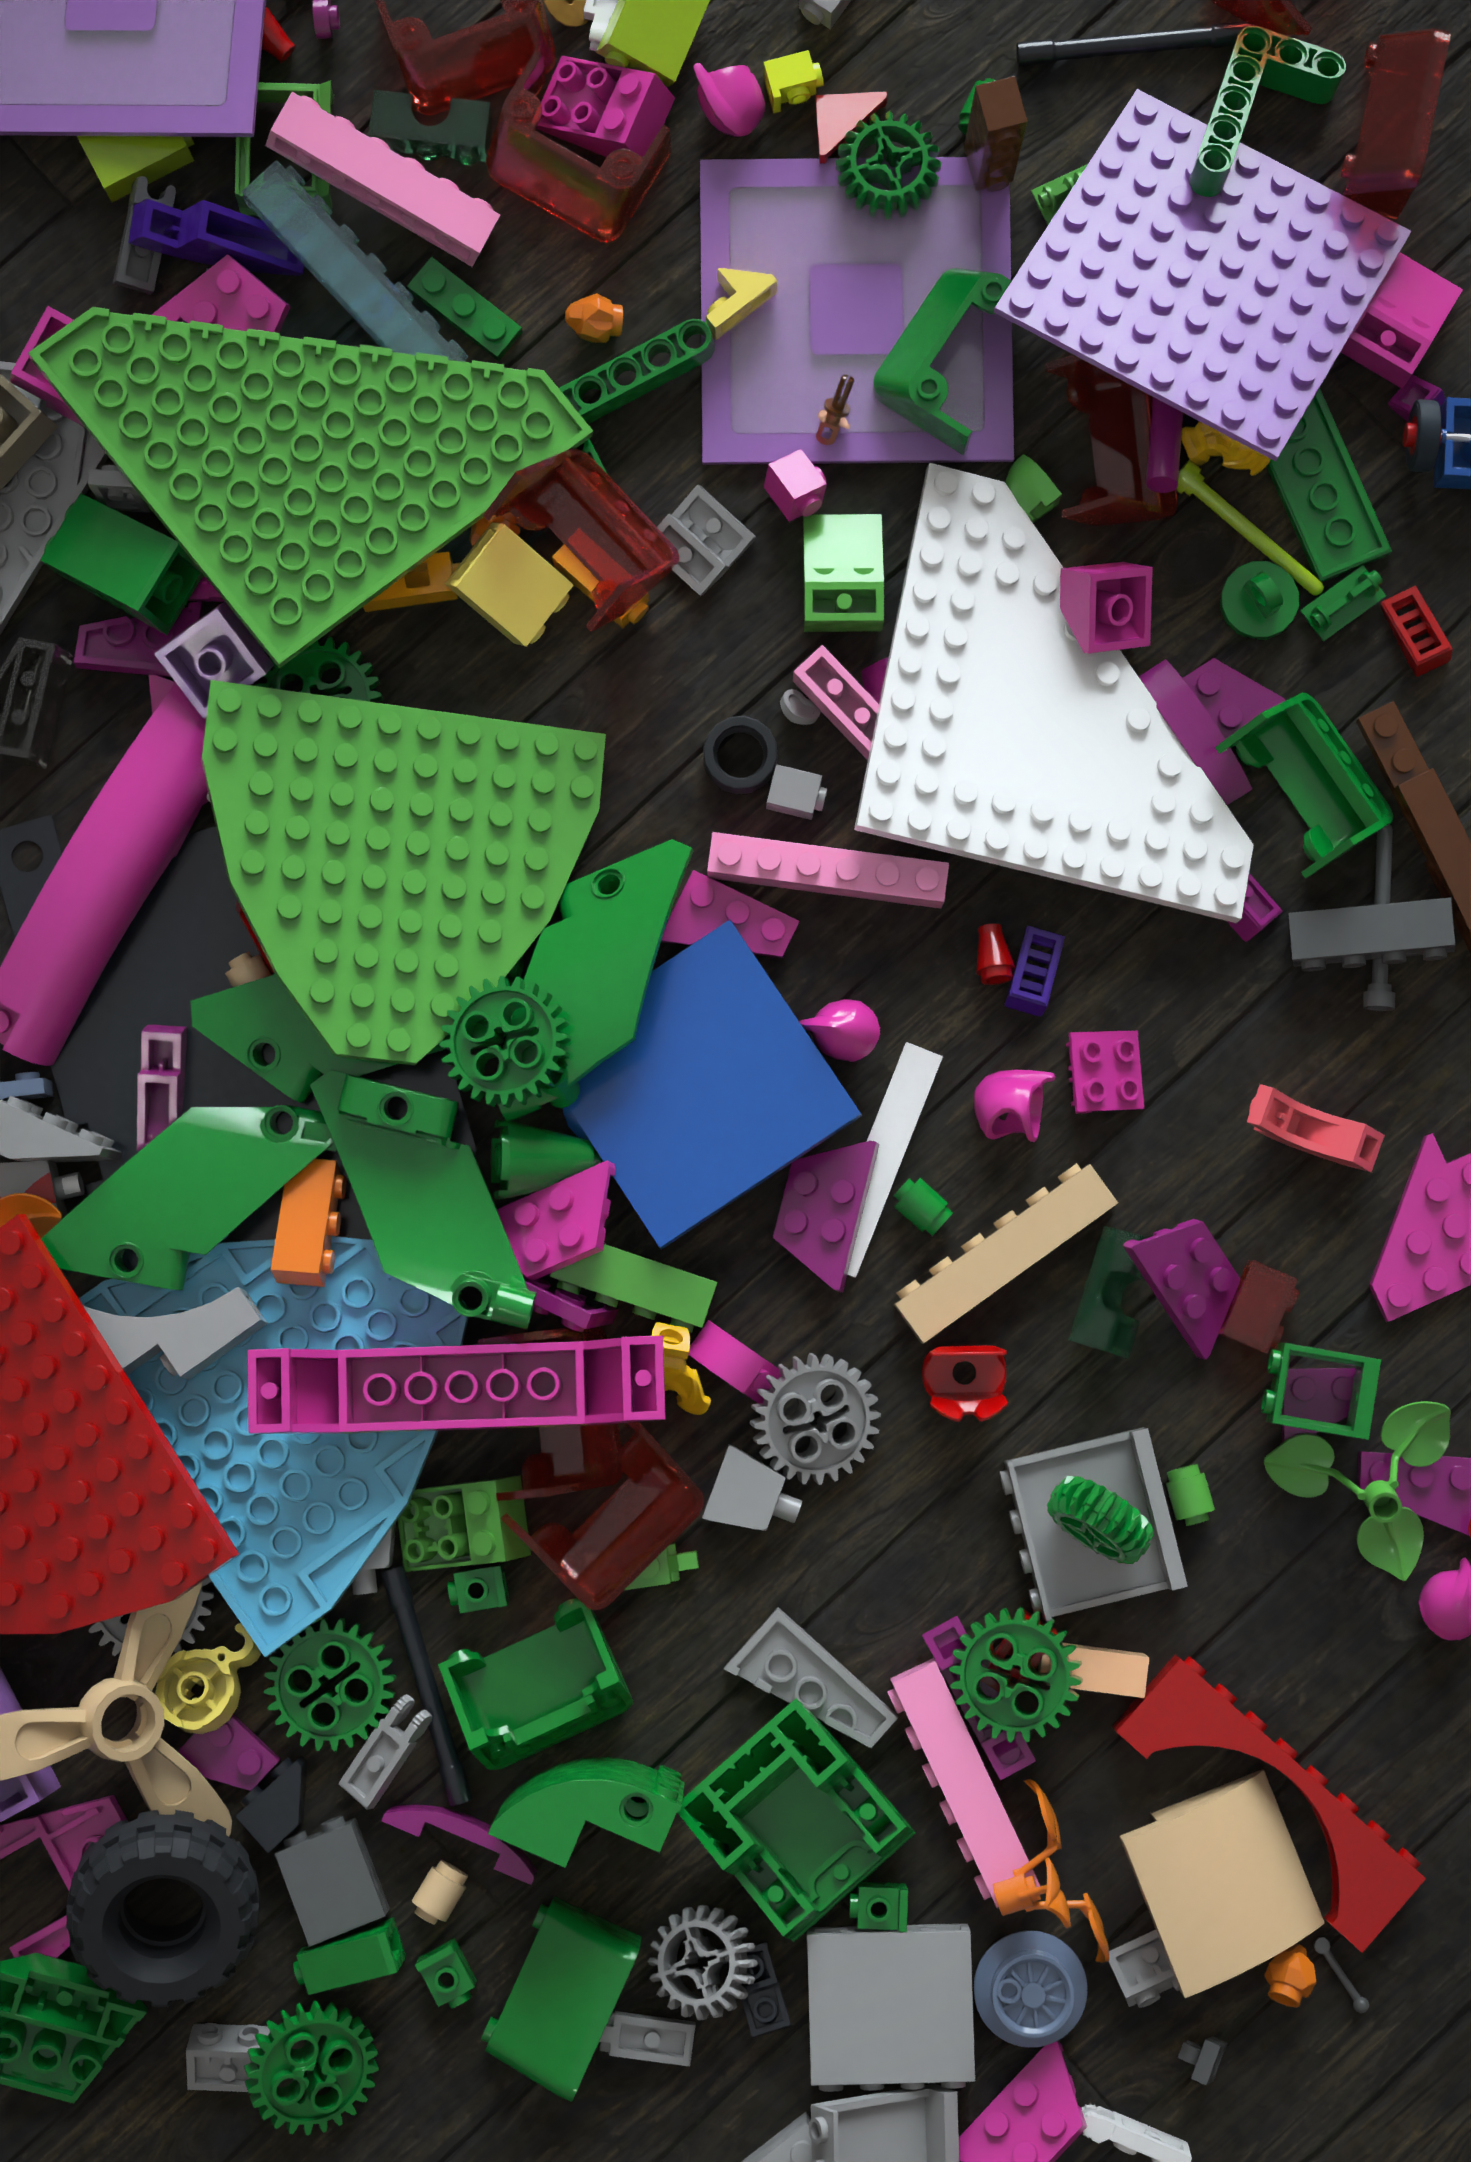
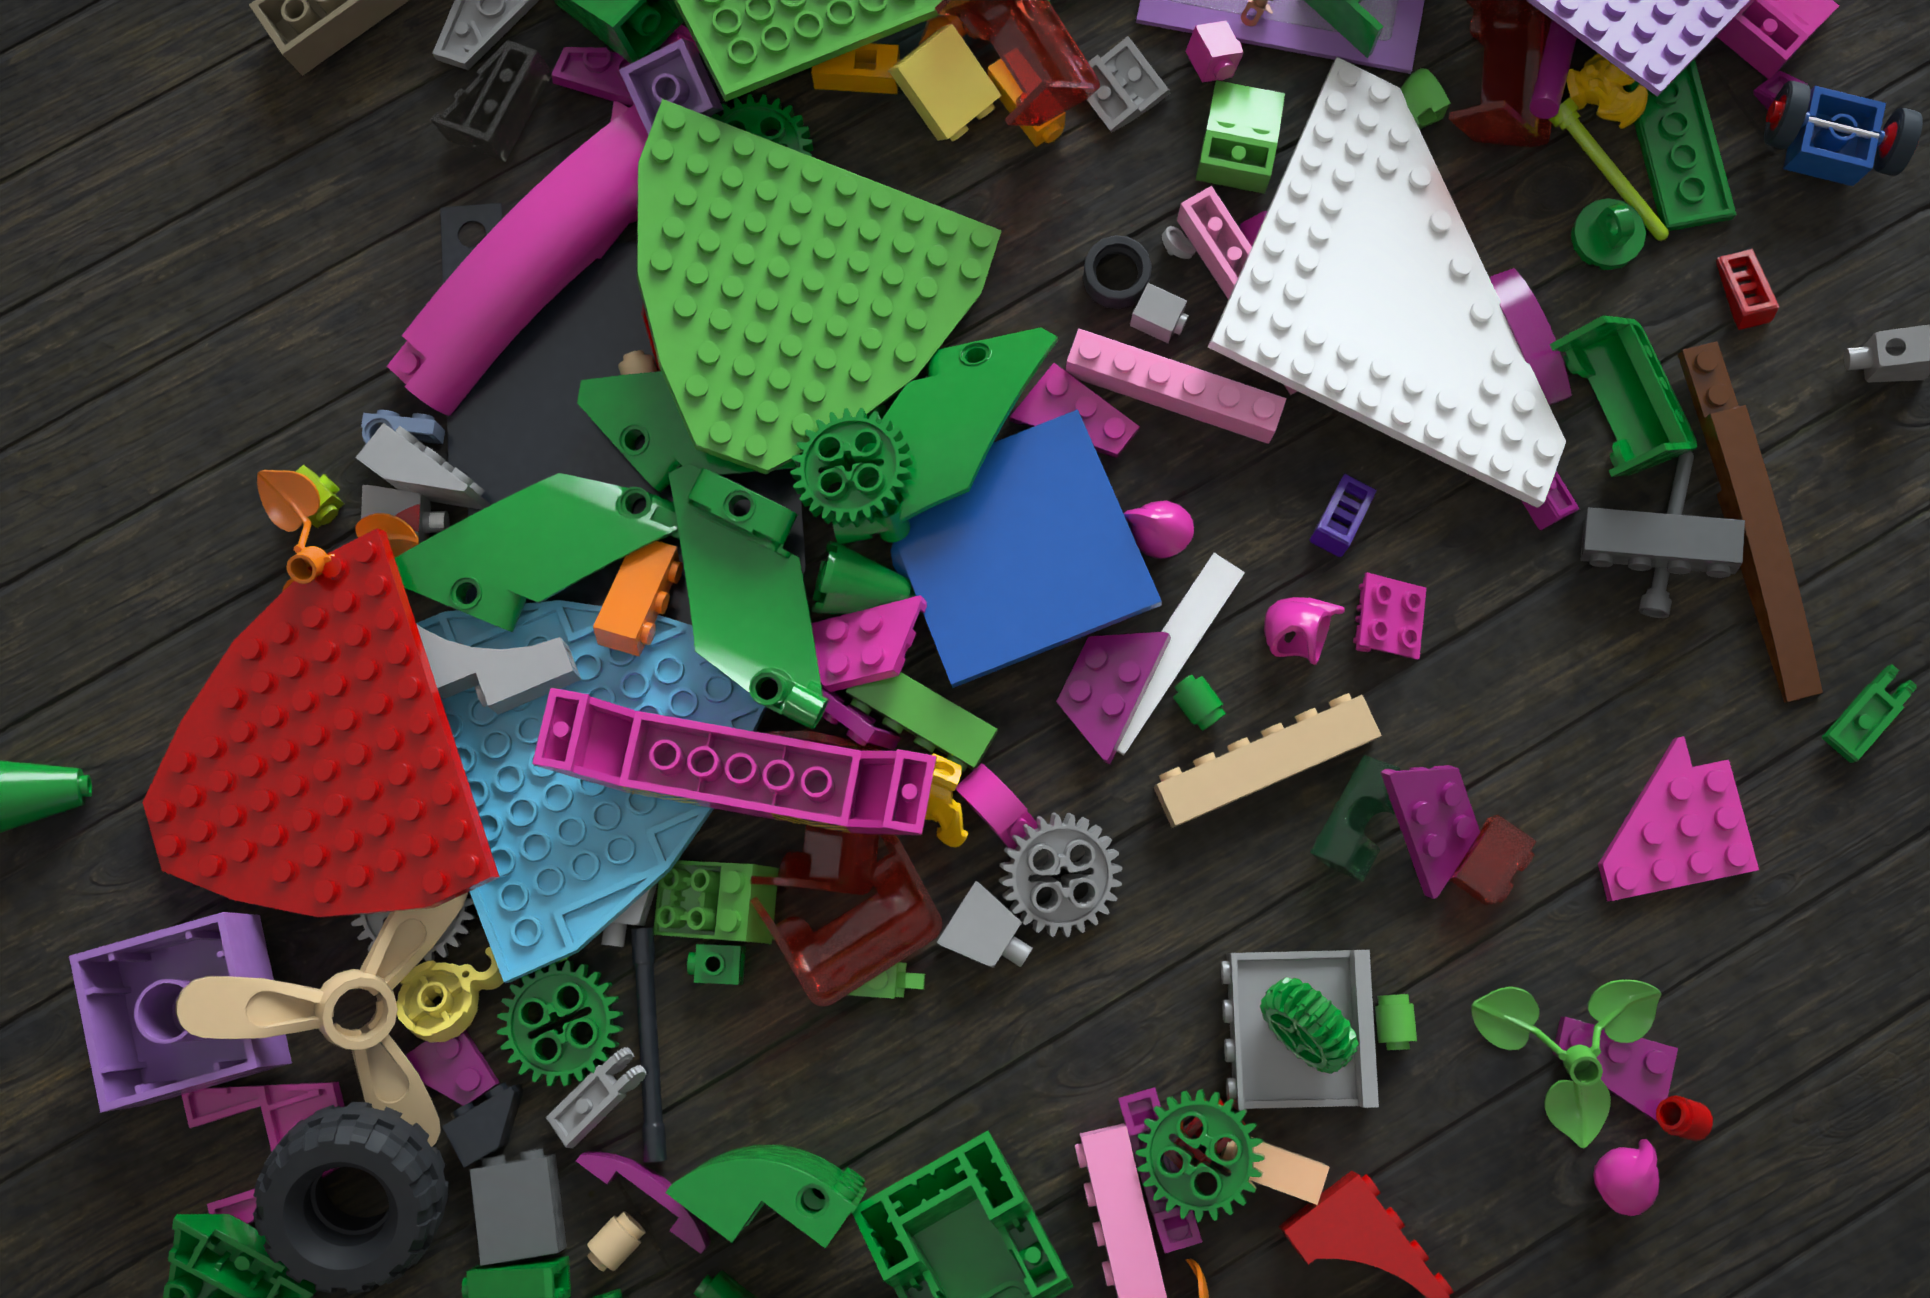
camera: 15 degrees right, 5 degrees down
(160, 1080) = (540, 444): magenta slope -> none
(536, 1688) = (748, 1070): green windscreen -> none
(793, 1666) = (992, 1101): light grey wing -> none
(981, 1396) = (1221, 885): red piece -> none
(994, 957) = (1309, 496): red cone -> none
(1108, 605) = (1474, 204): dark pink slope -> none
(1229, 695) = (1564, 305): magenta wing -> none
(1313, 1130) = (1574, 711): coral arch -> none
(1317, 1396) = (1532, 957): magenta wing -> none
(1344, 602) = (1685, 250): green hinge -> none
(1362, 1393) = (1578, 962): green window -> none

